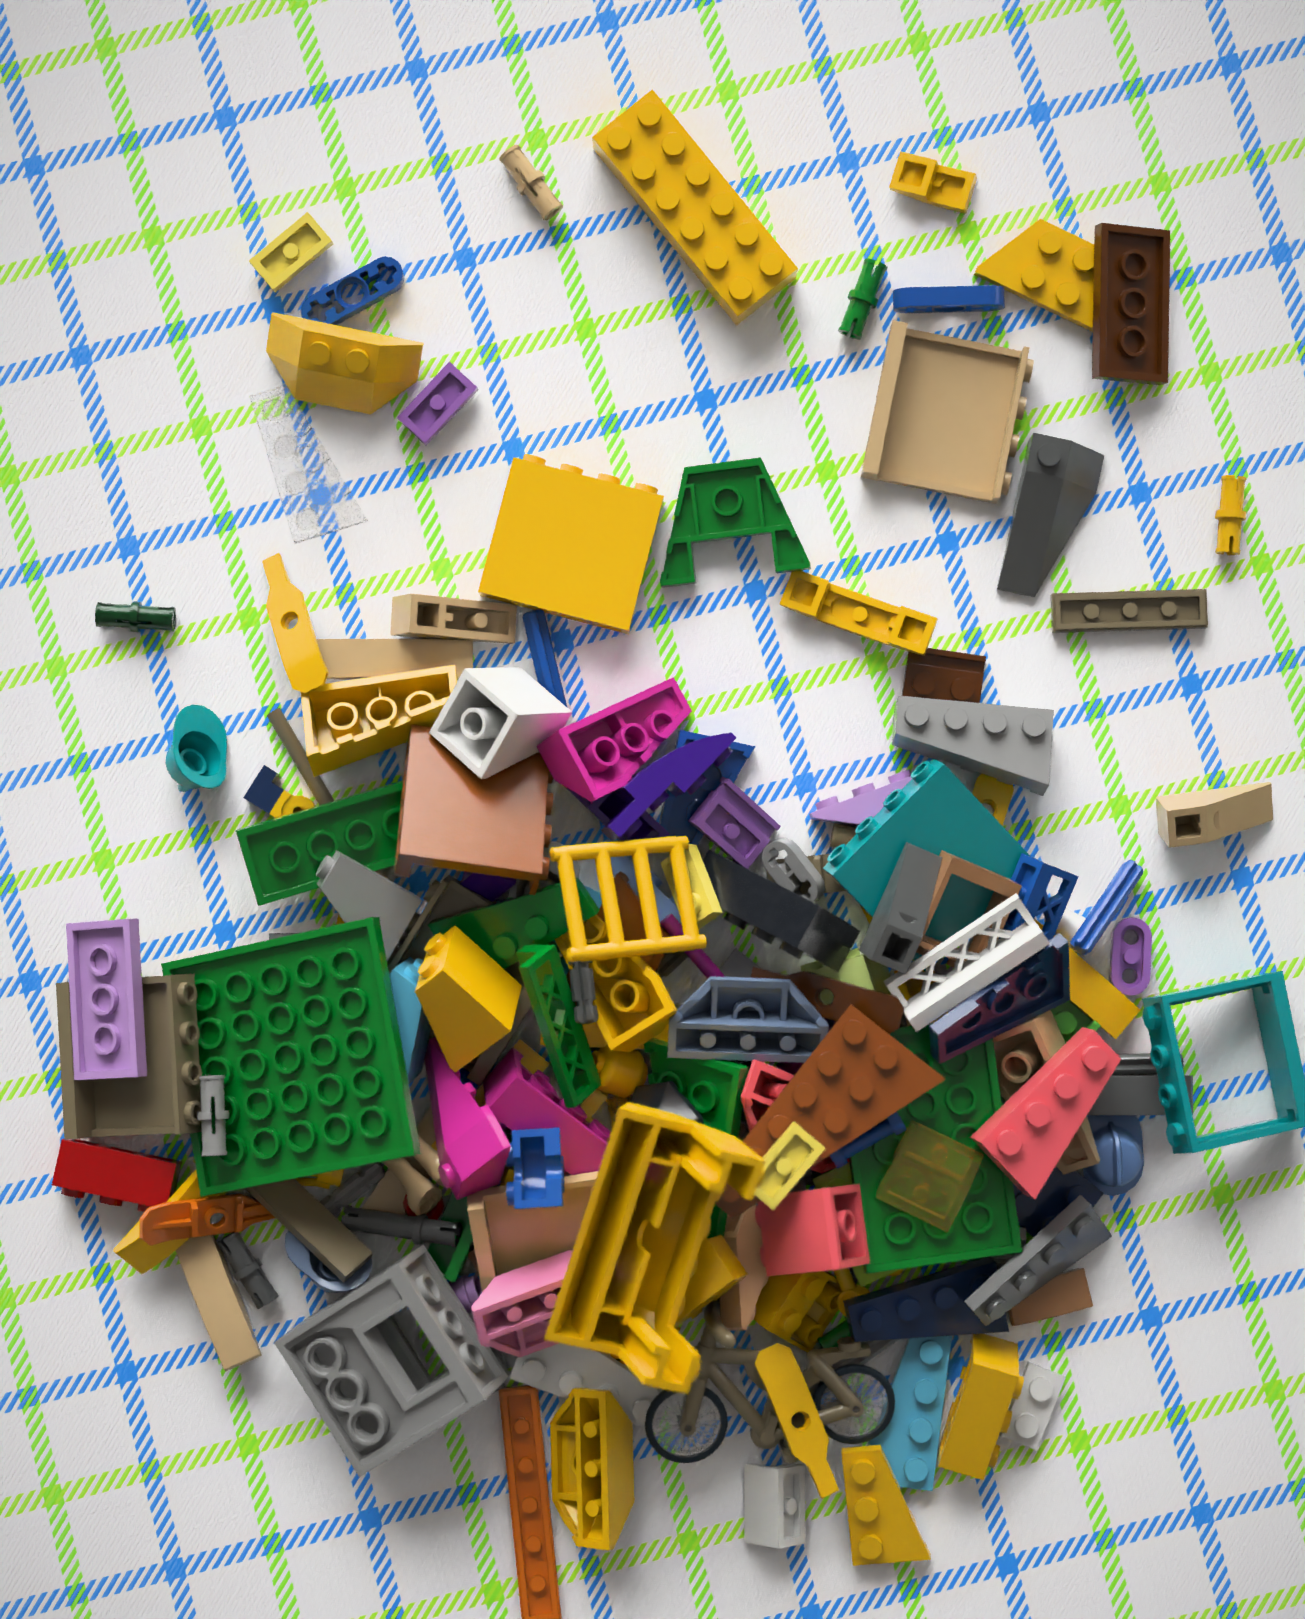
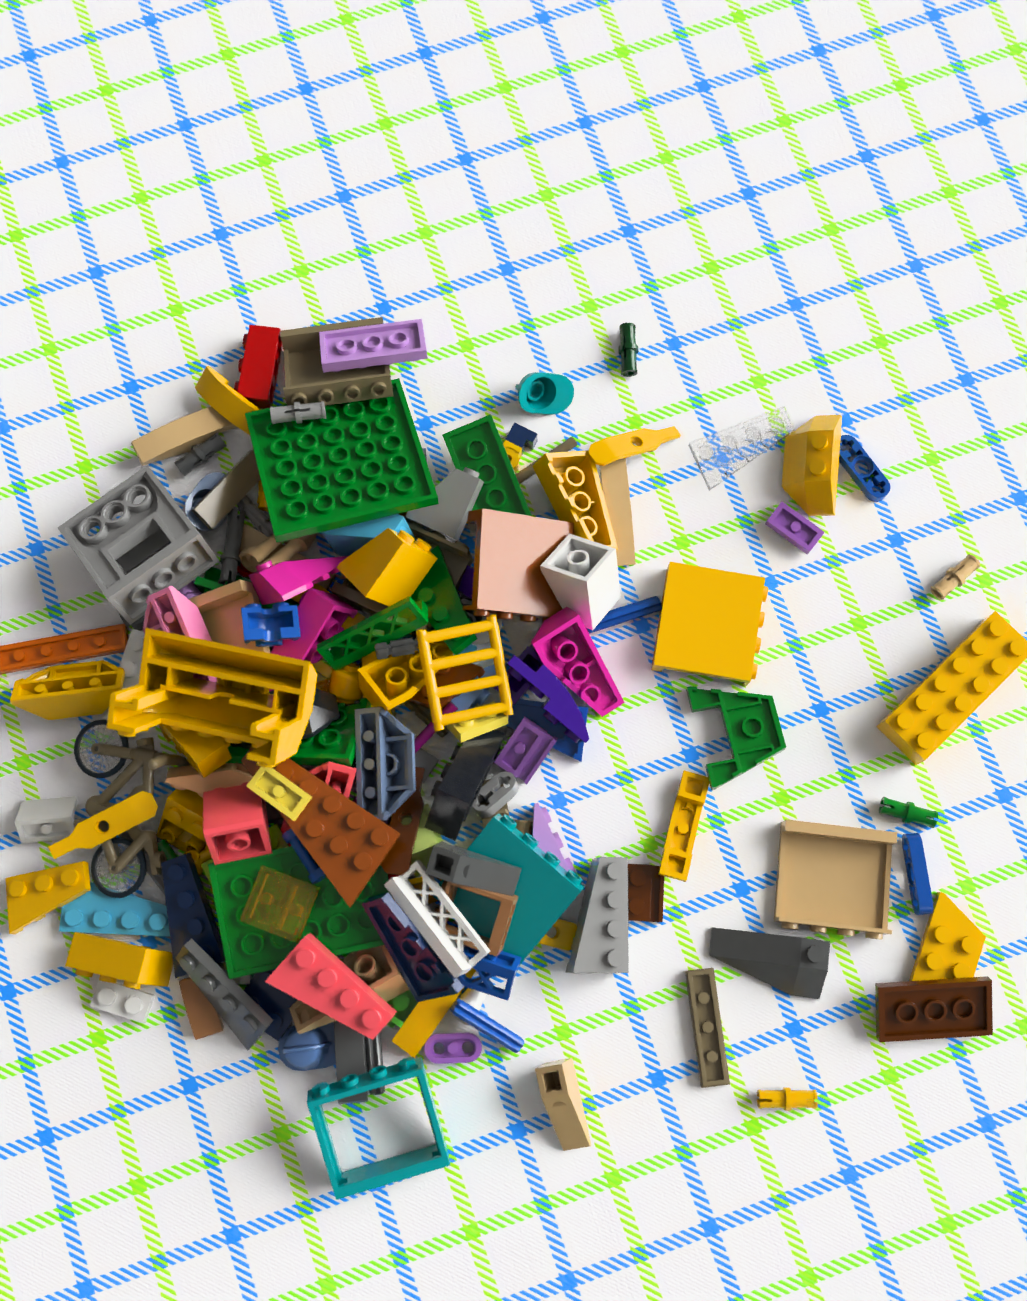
camera: 80 degrees right, 10 degrees down
(192, 1218) = (231, 411): orange piece -> none
(291, 252) = (883, 425): light yellow plate -> none
(452, 619) = (648, 544): tan slope -> none
(933, 183) = (998, 856): yellow slope -> none

